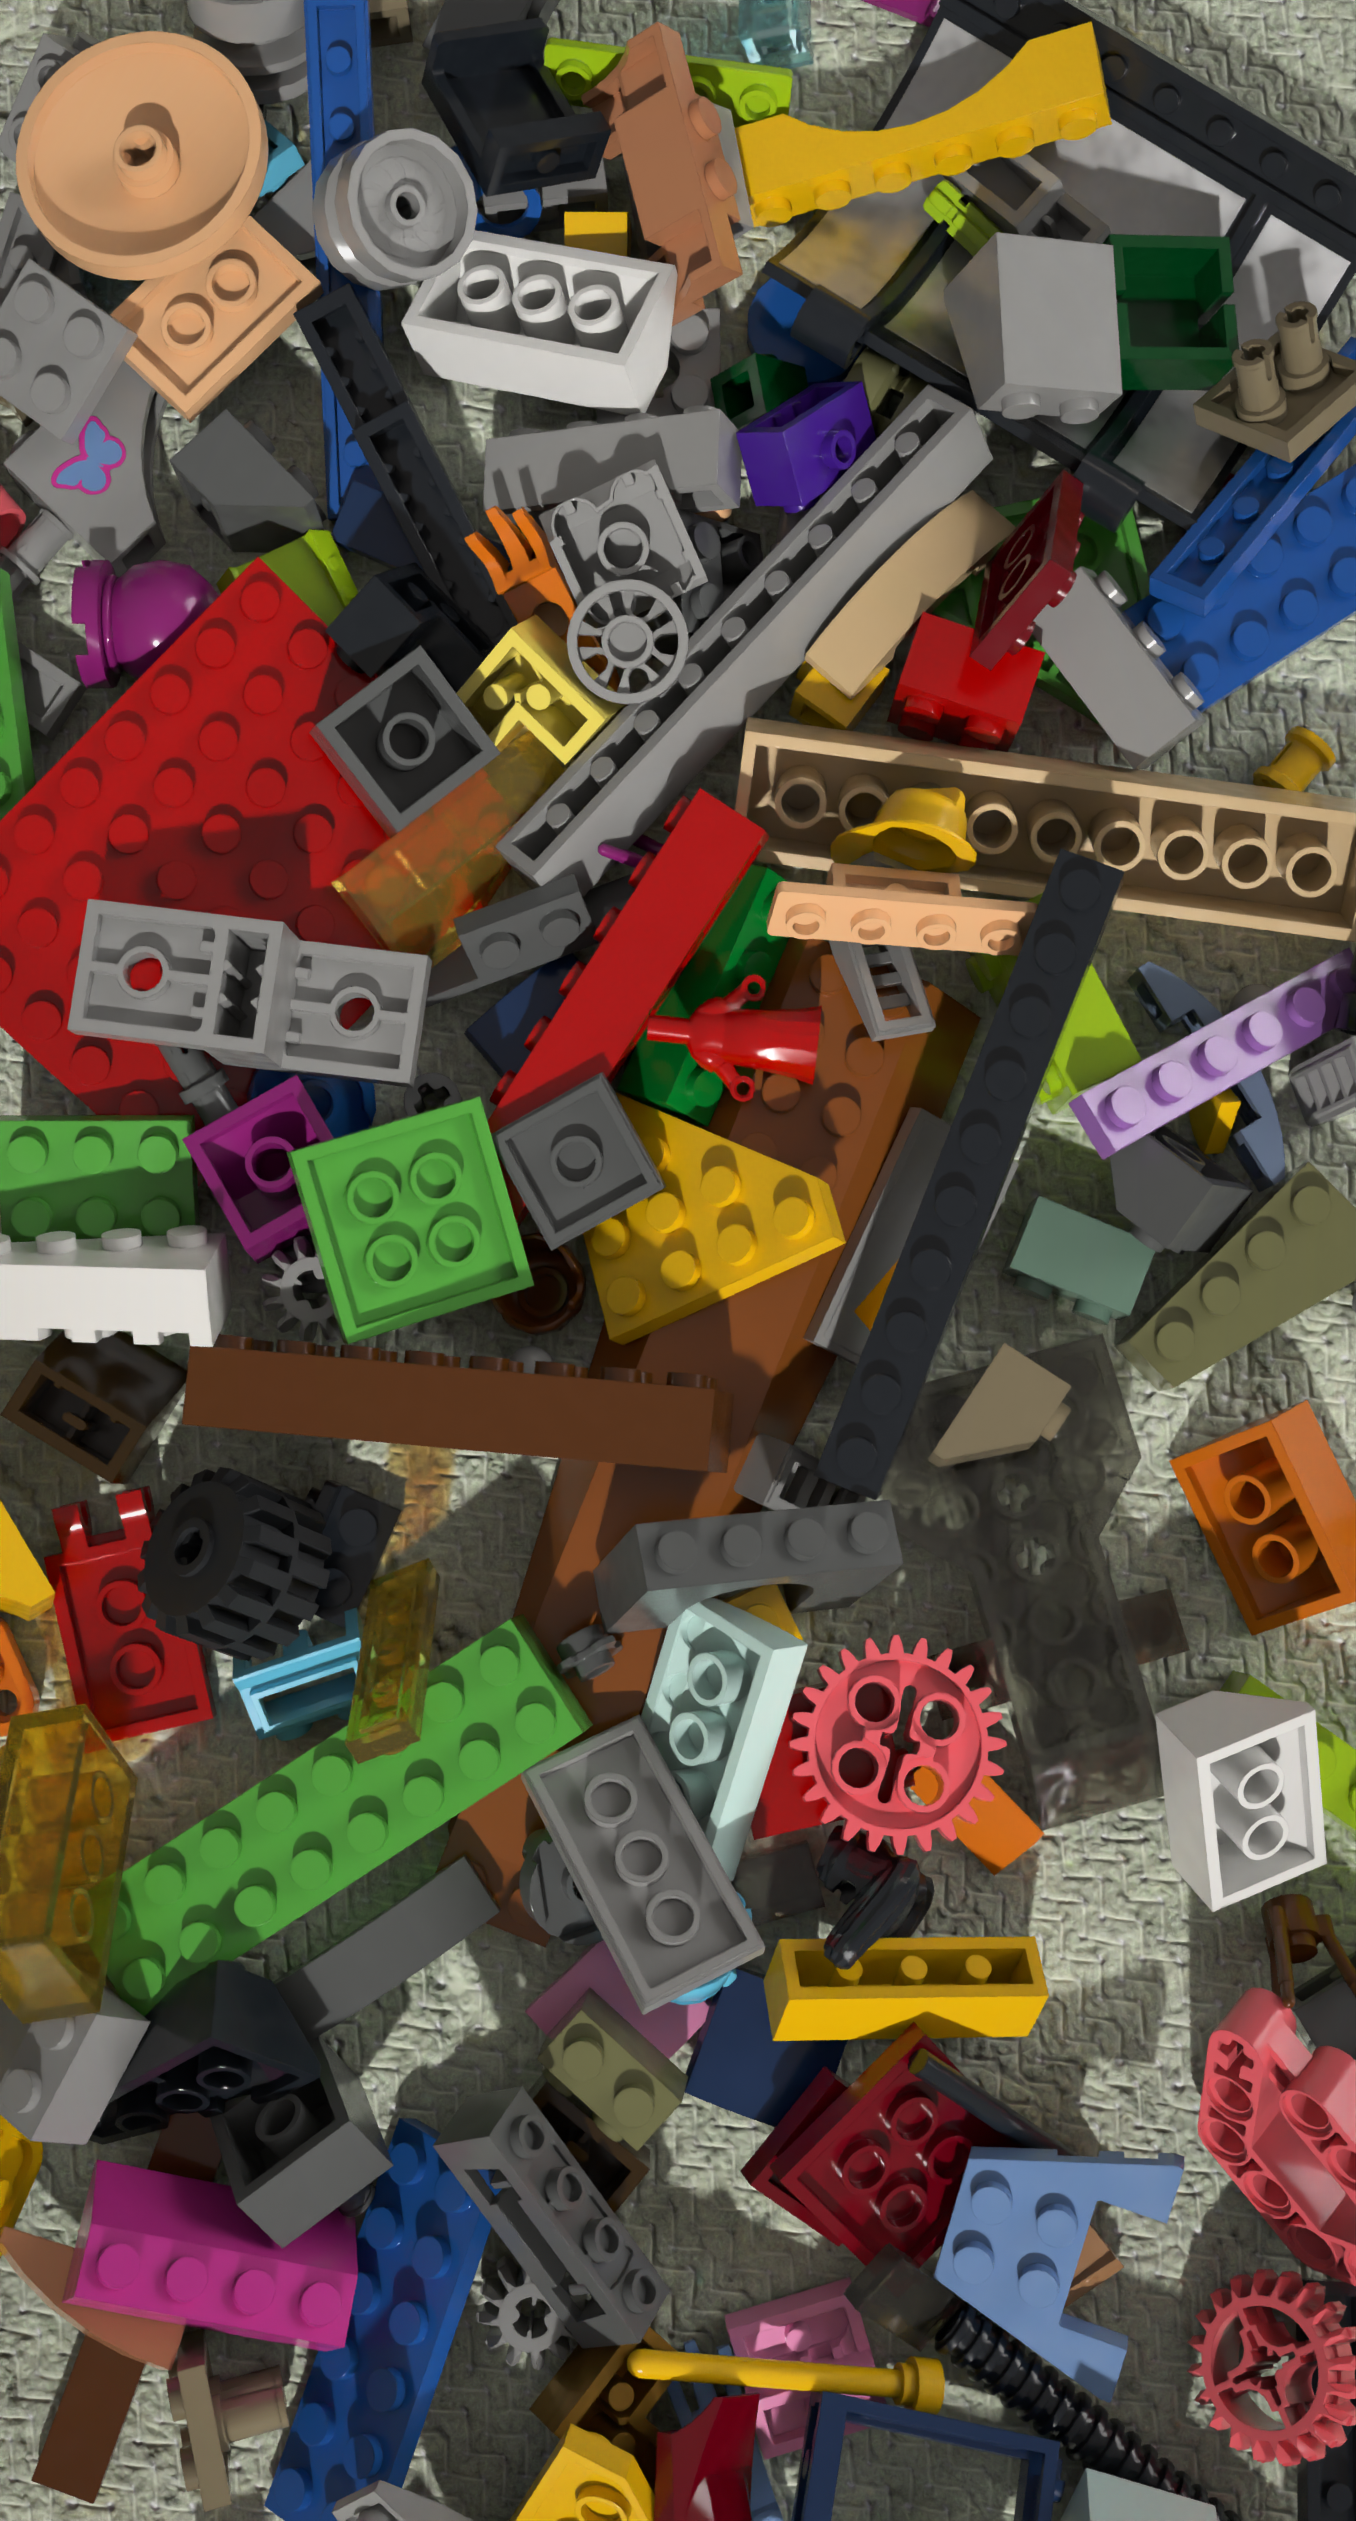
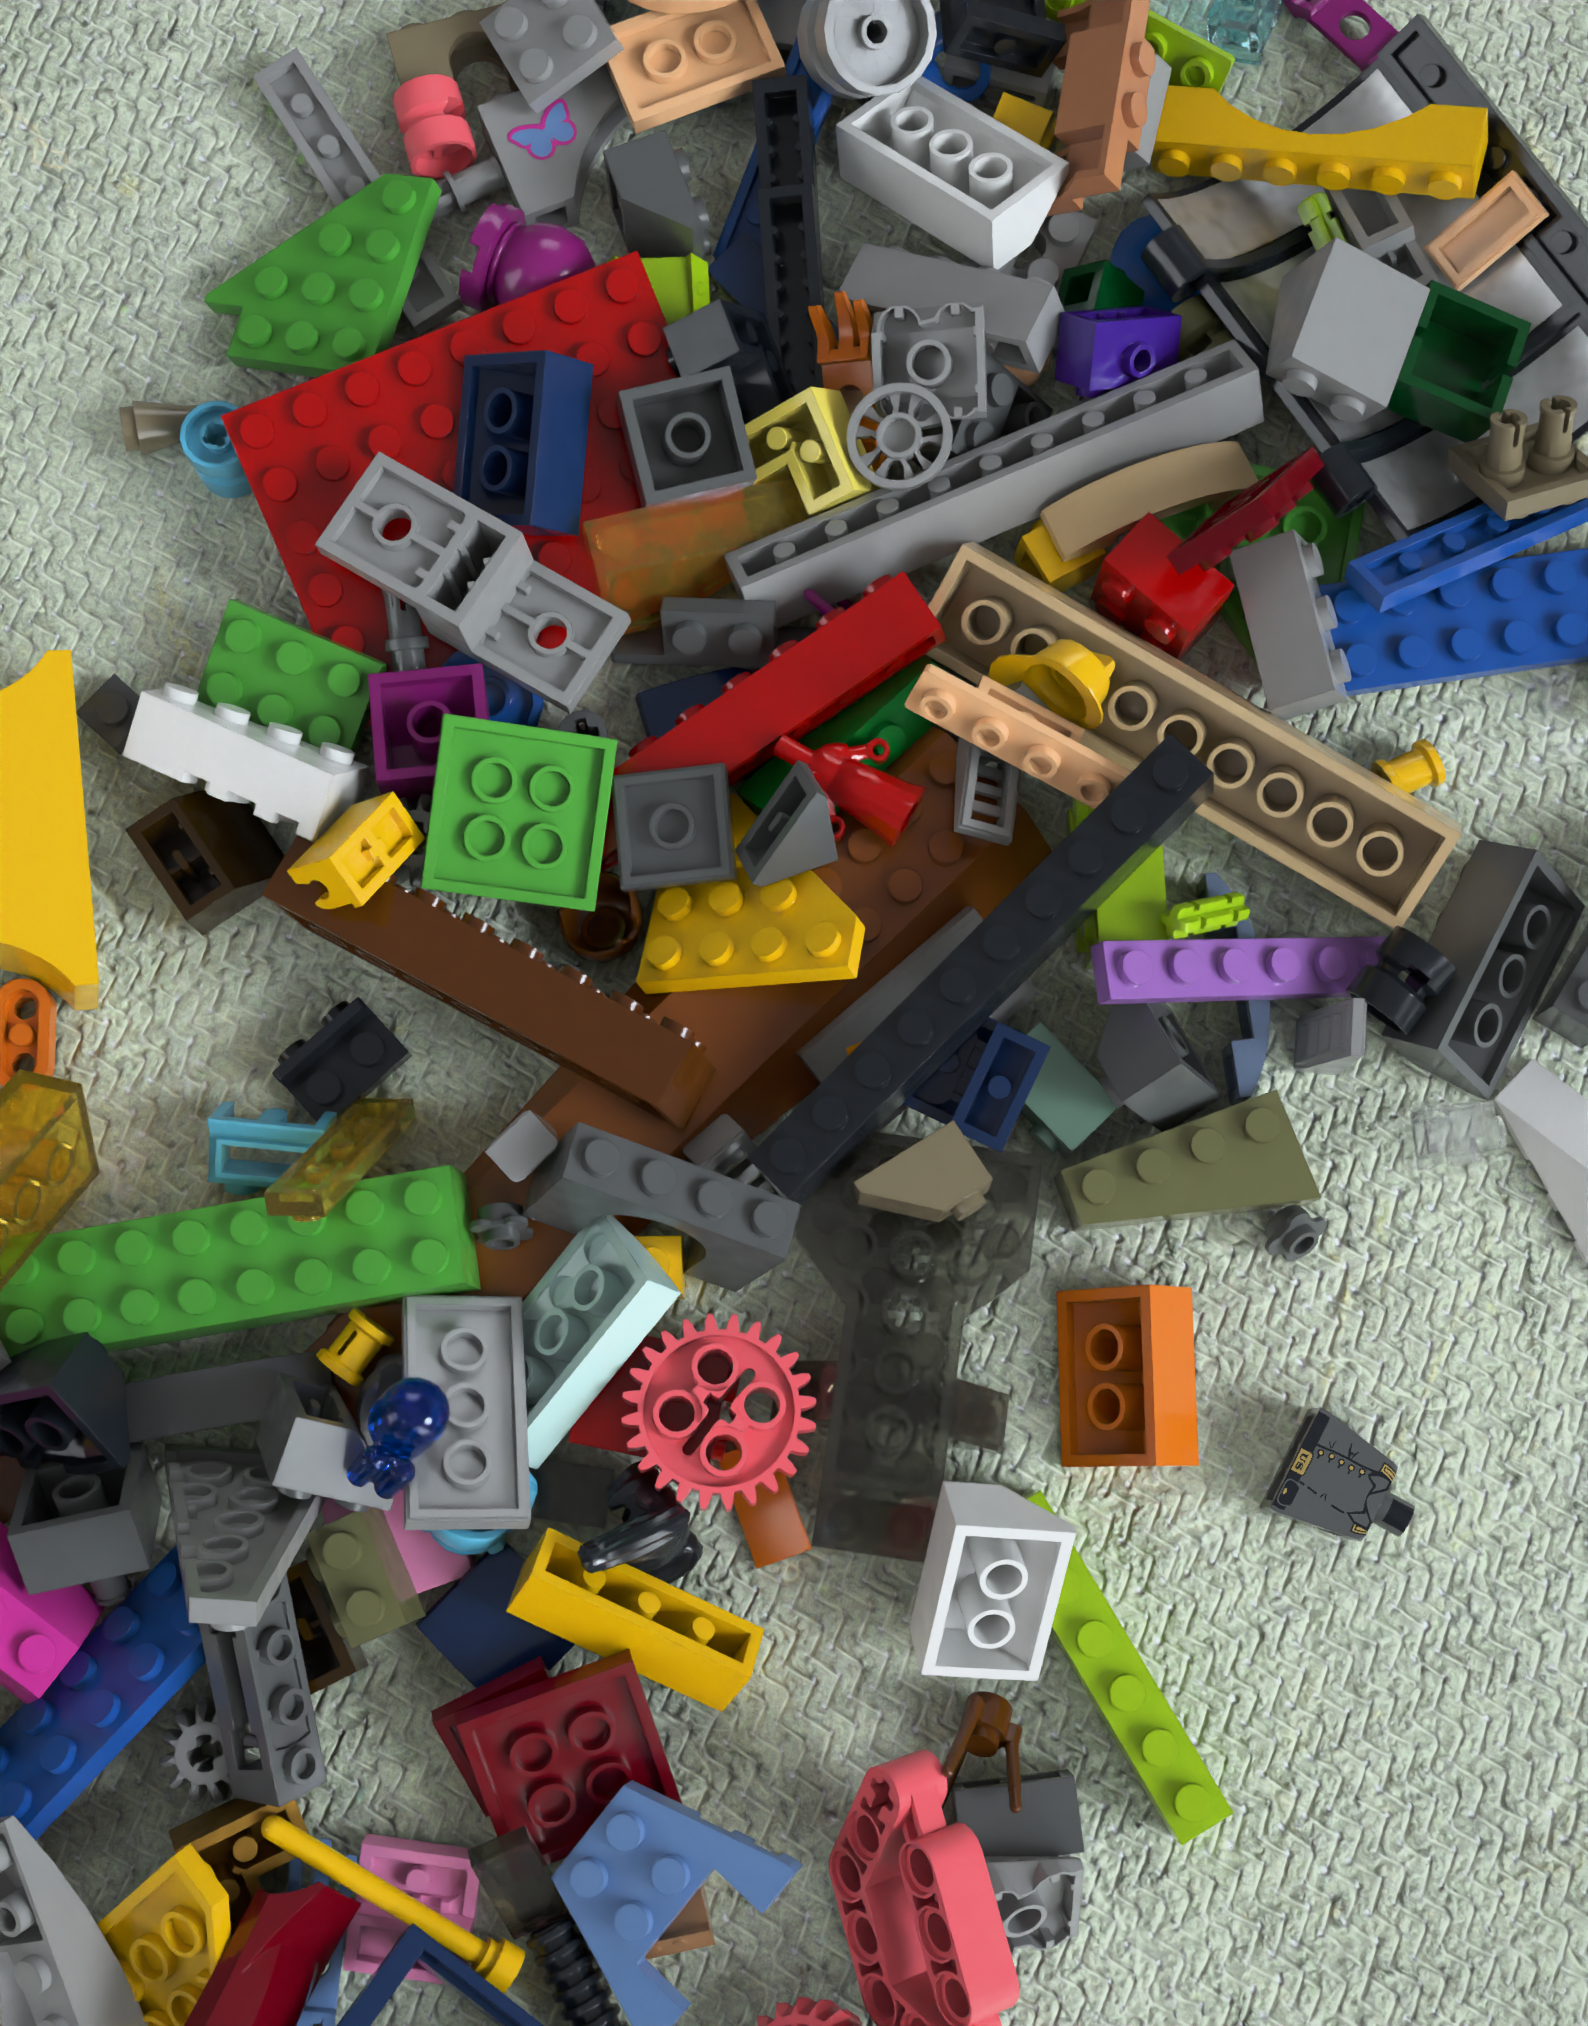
camera: 30 degrees right, 5 degrees down
(115, 1656) = (151, 1042): red tile -> none
(232, 816) = (525, 439): none -> dark blue slope
(234, 1564) = (252, 1028): black wheel -> none
(266, 1336) = (359, 851): none -> yellow hinge
(472, 2086) = (232, 1532): none -> light grey wing
(494, 1843) = (355, 1347): none -> yellow bush
(508, 1966) = (311, 1442): none -> dark grey slope
(584, 1568) = (523, 1145): none -> light grey slope
(594, 1913) = (402, 1427): none -> clear blue piece
(703, 1116) = (790, 832): none -> dark grey slope
(982, 2103) = (654, 1743): black bar -> none
(1014, 1286) = (983, 1083): none -> dark blue slope
(1135, 152) = (1486, 230): none -> light nougat tile
(1164, 1015) = (1205, 915): none -> lime axle
(1214, 1121) = (1216, 1025): yellow tile -> none

